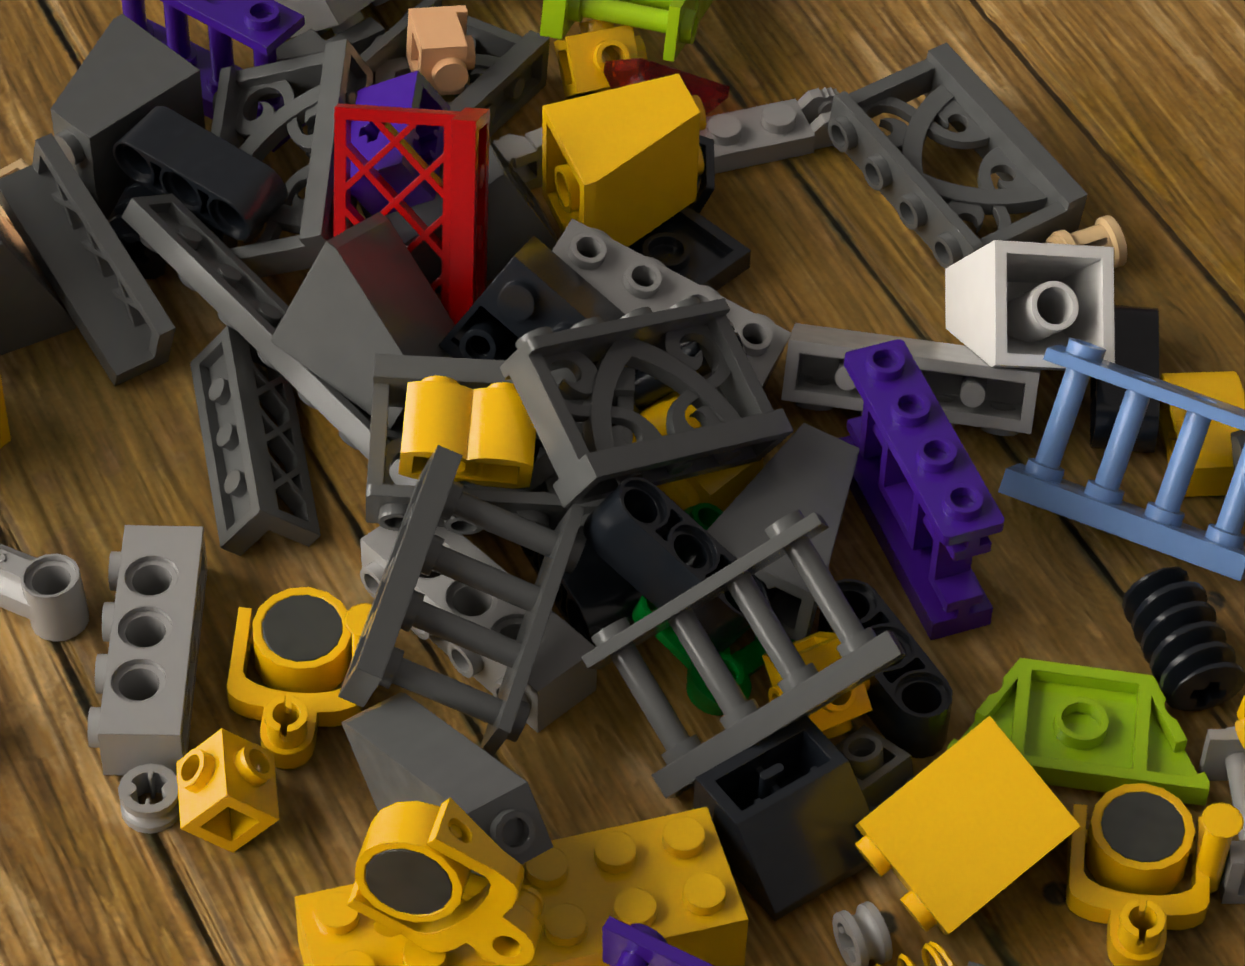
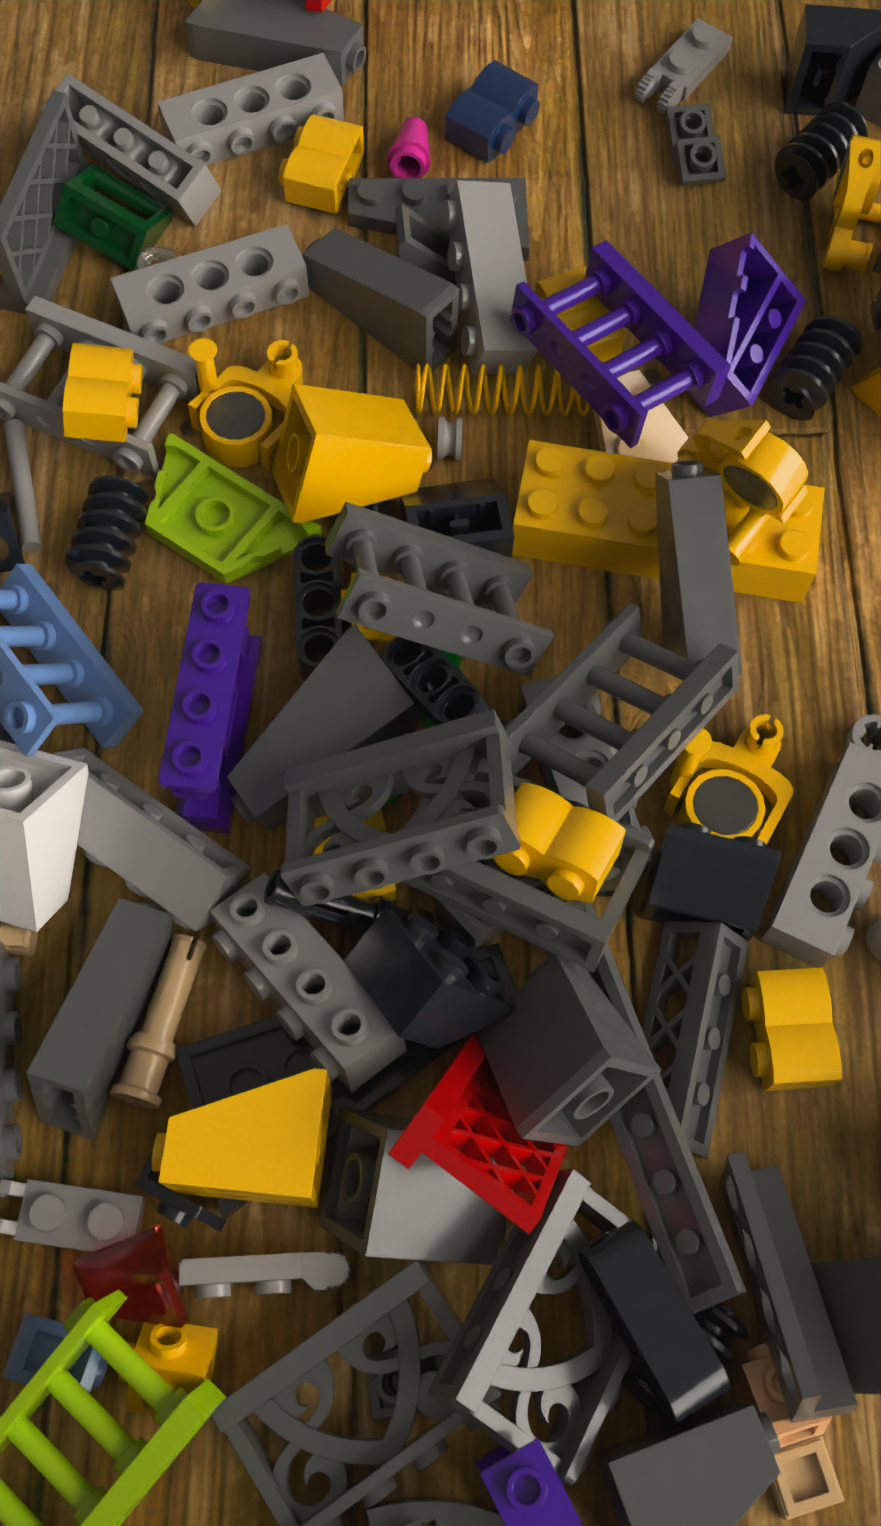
camera: 155 degrees left, 20 degrees up
(142, 473) = (793, 1029): none -> yellow brick
(227, 790) = (824, 699): yellow brick -> none
(290, 550) = (710, 879): none -> black slope
(428, 141) = (455, 1257): dark purple brick -> none
(440, 47) = (336, 1418): light nougat brick -> none
(715, 47) = (37, 1341): none -> medium blue bracket
(775, 254) = (154, 1045): none -> tan pin
(834, 231) = (100, 1014): none -> dark grey slope

